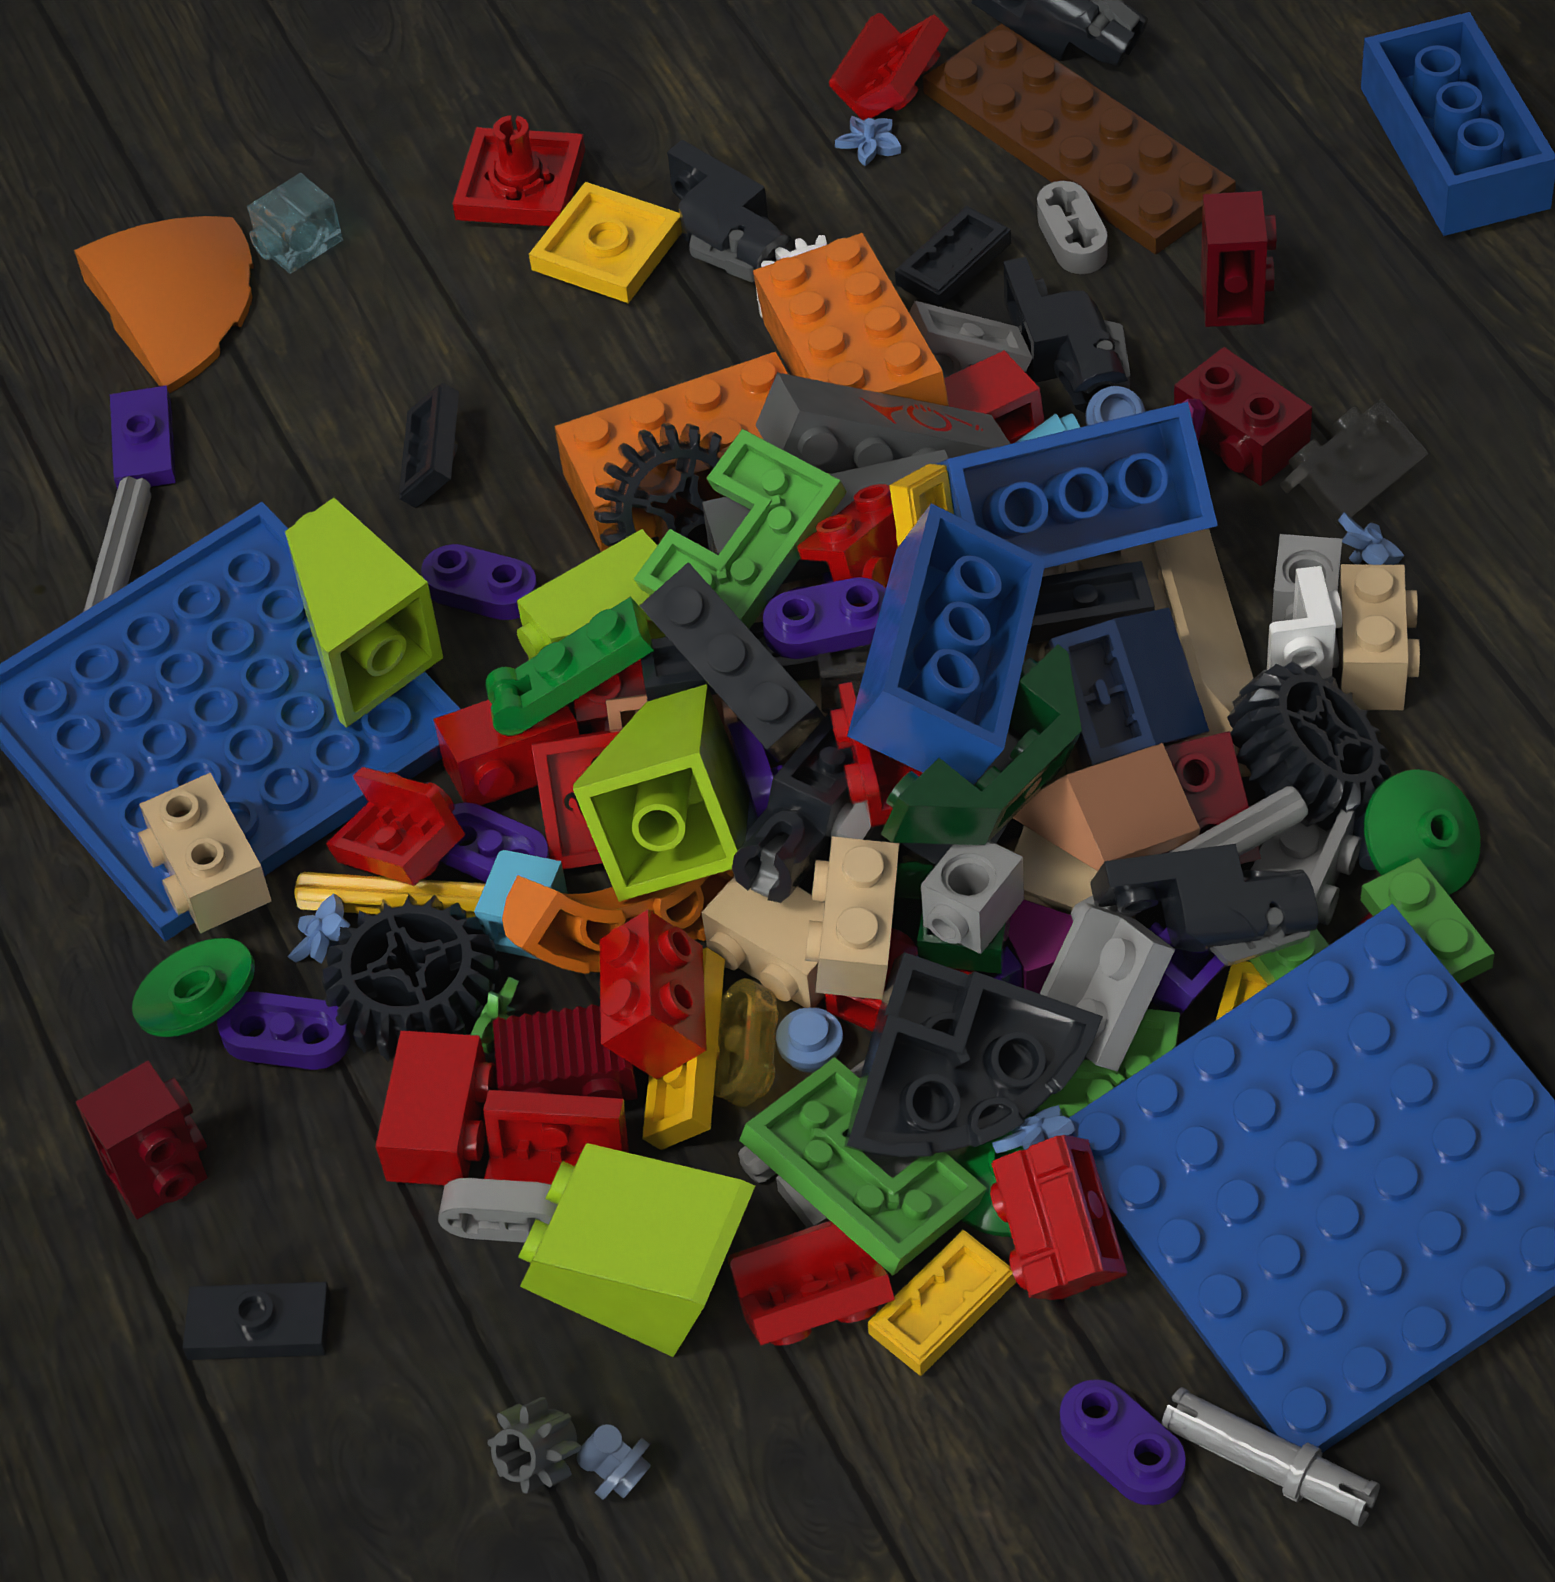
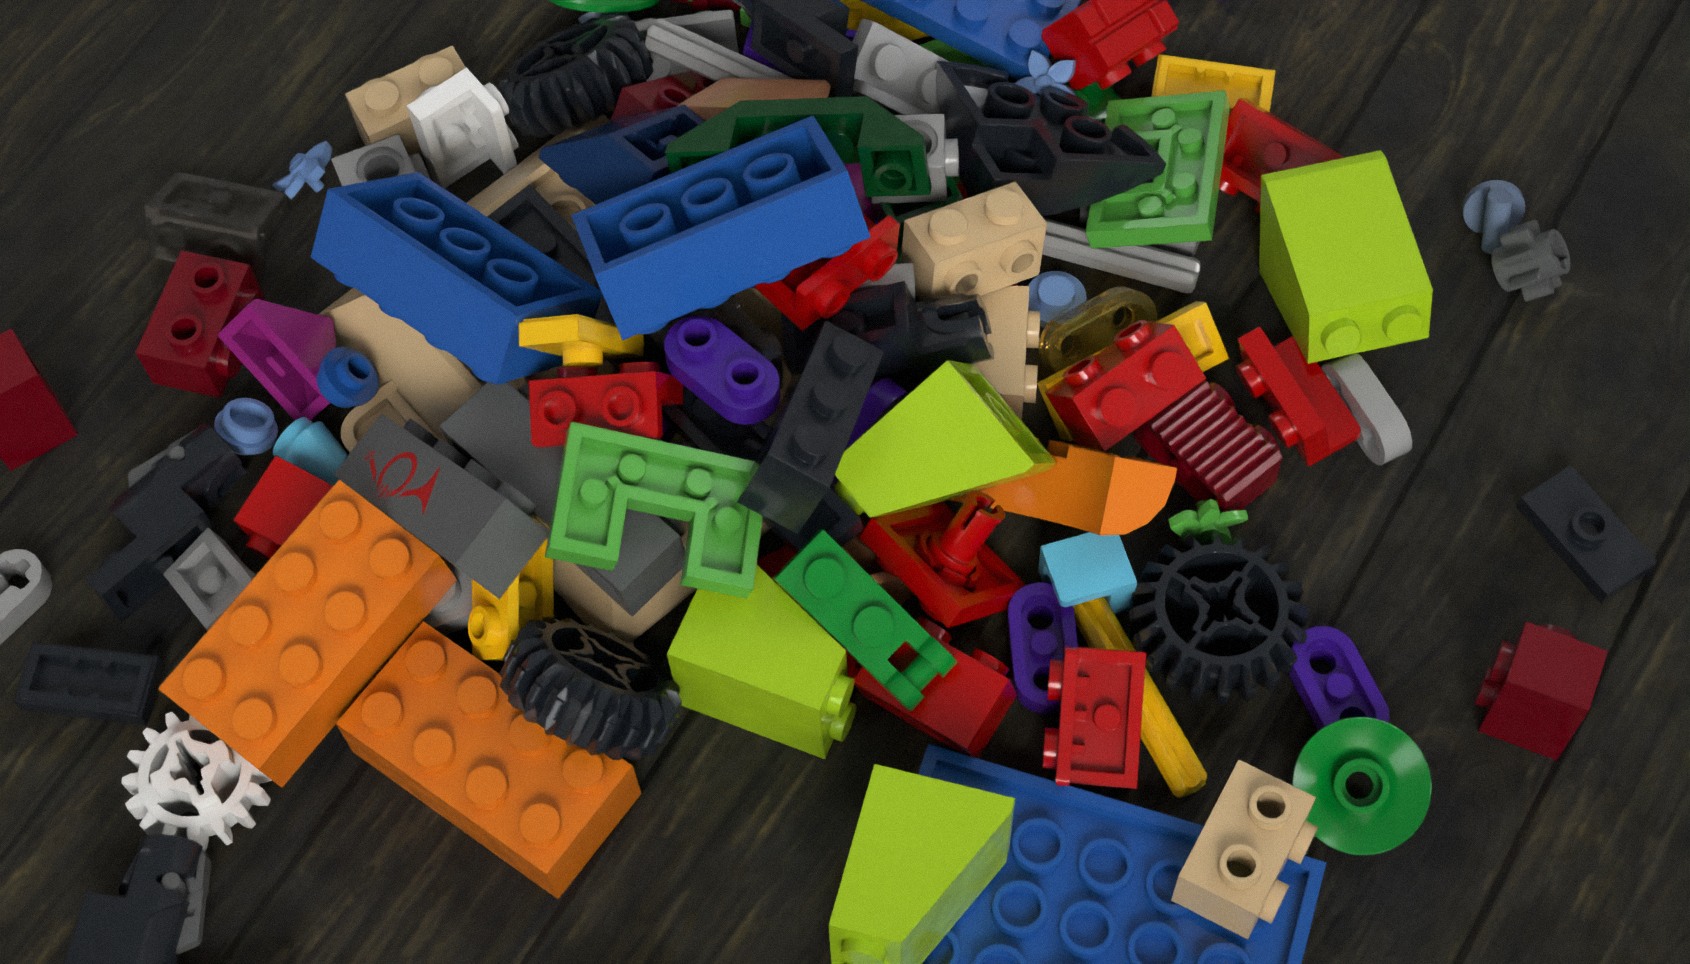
camera: 125 degrees left, 10 degrees up
(320, 930) = (1223, 732): medium blue plant -> none
(434, 1108) = (1328, 502): red brick -> none
(472, 579) = (746, 872): dark purple plate -> none

